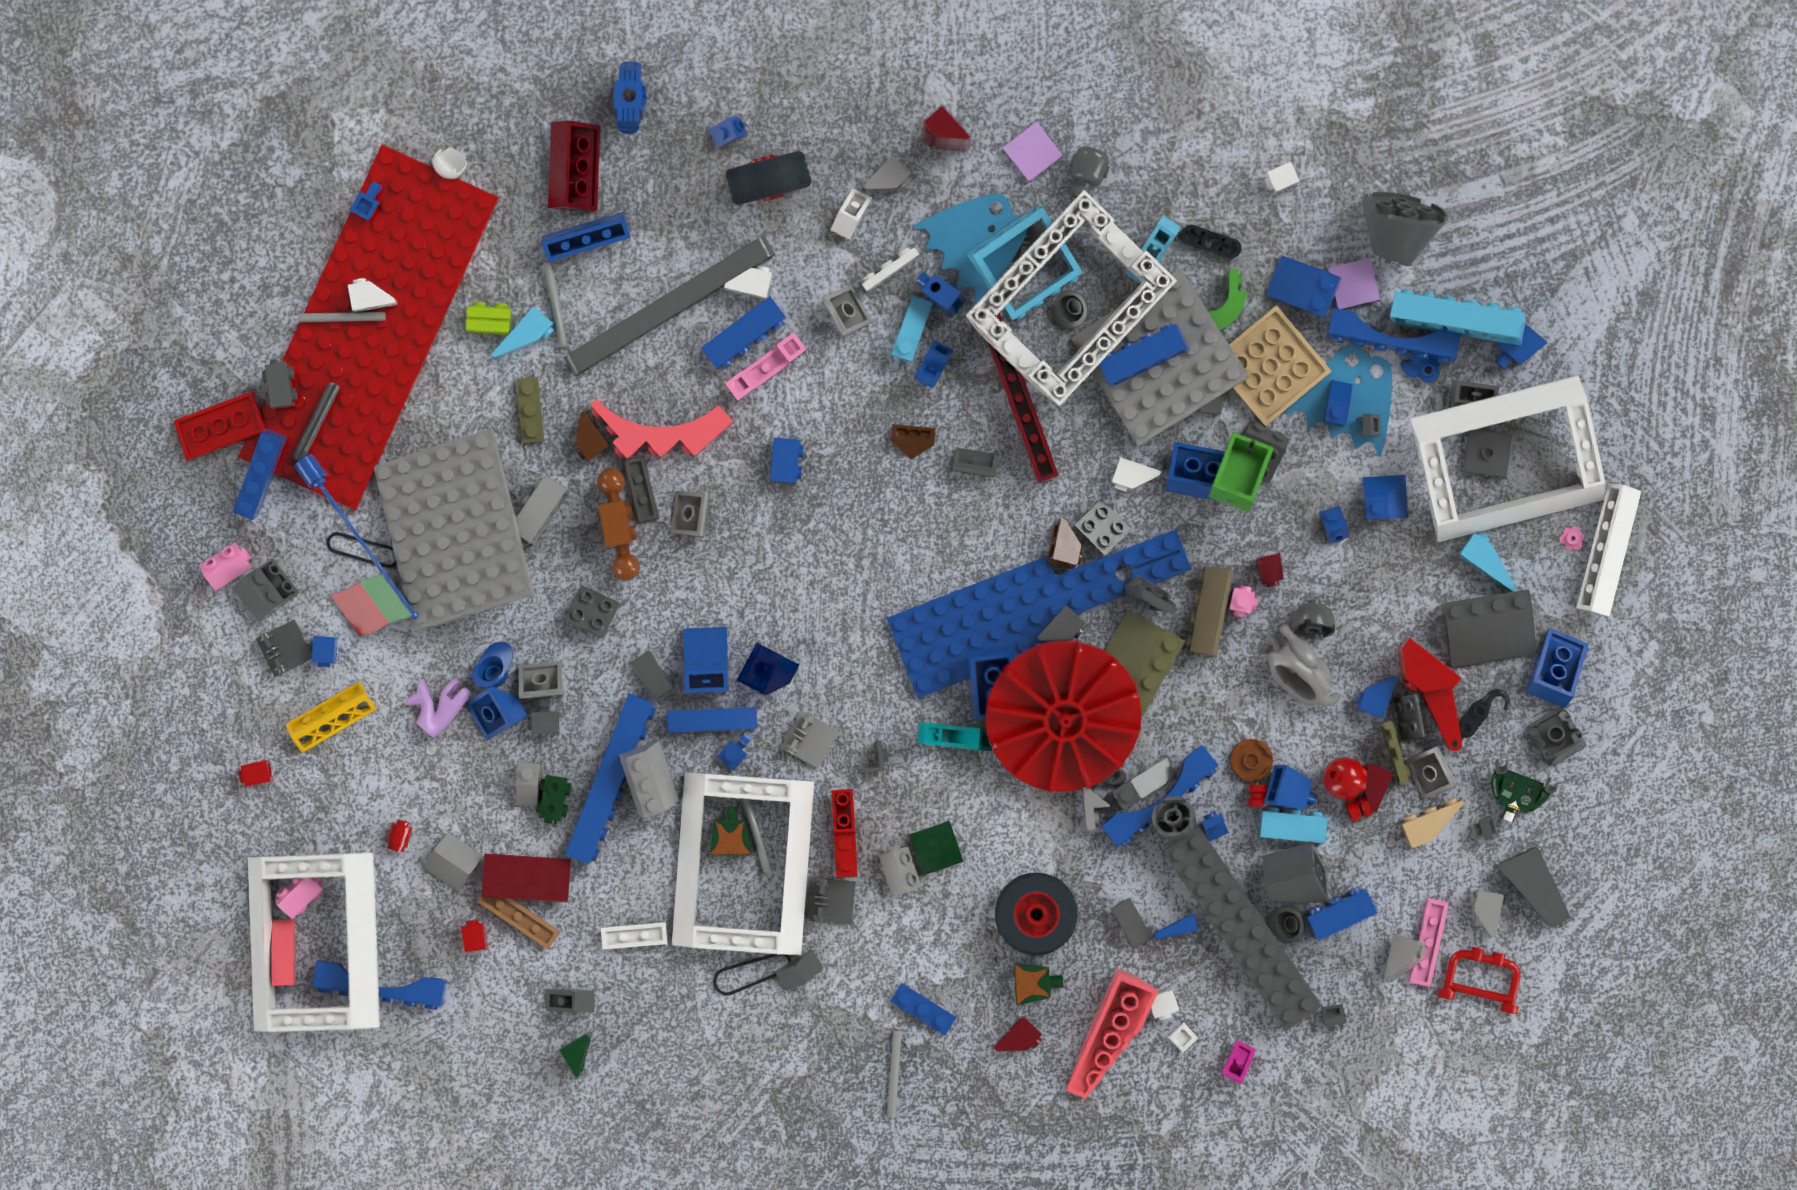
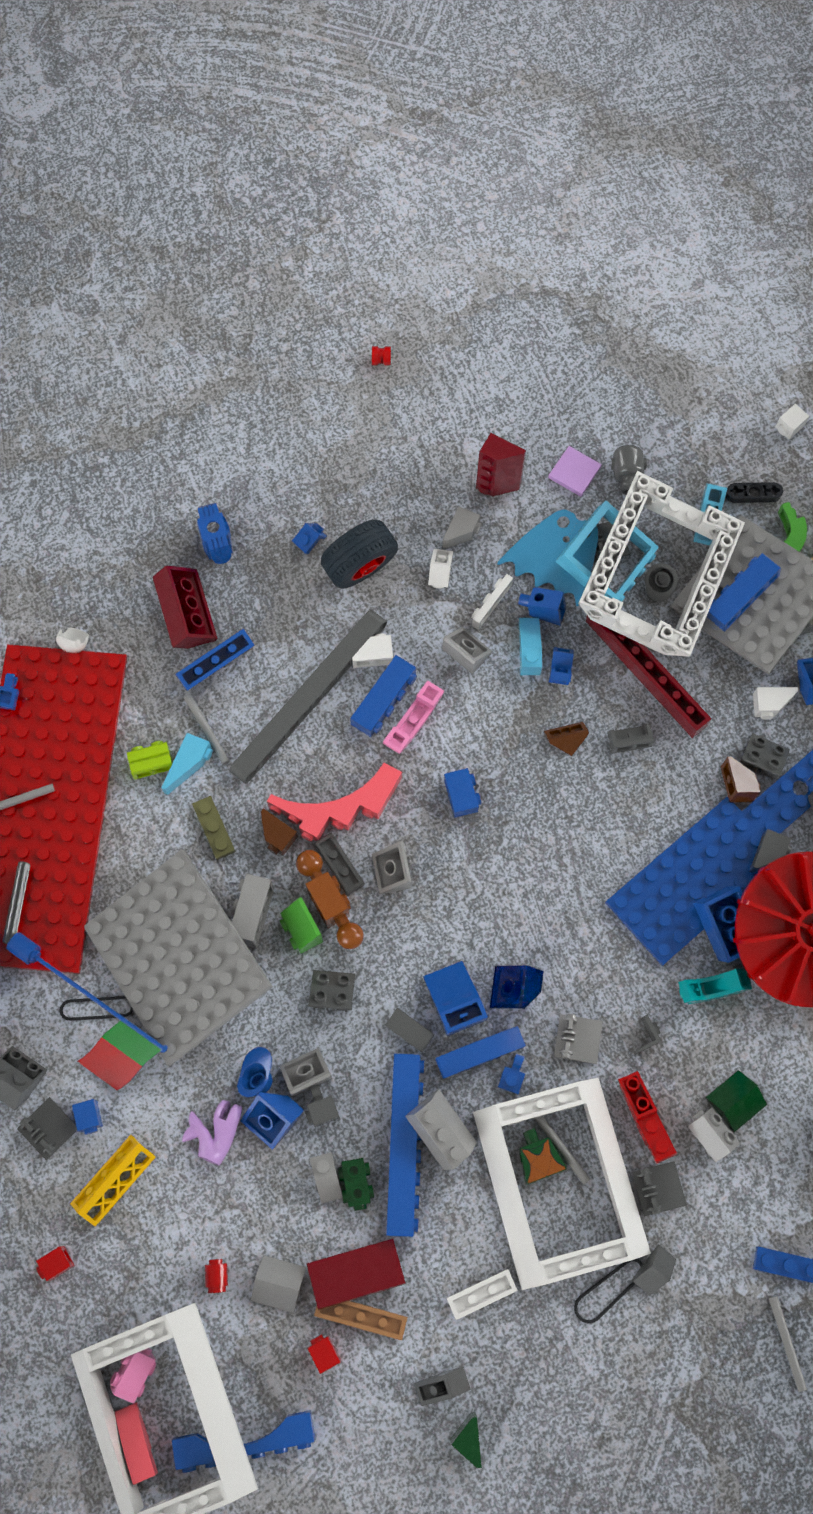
camera: 20 degrees left, 15 degrees down
(368, 296) = (33, 773): white slope -> none
(582, 541) = (301, 926): none -> bright green slope

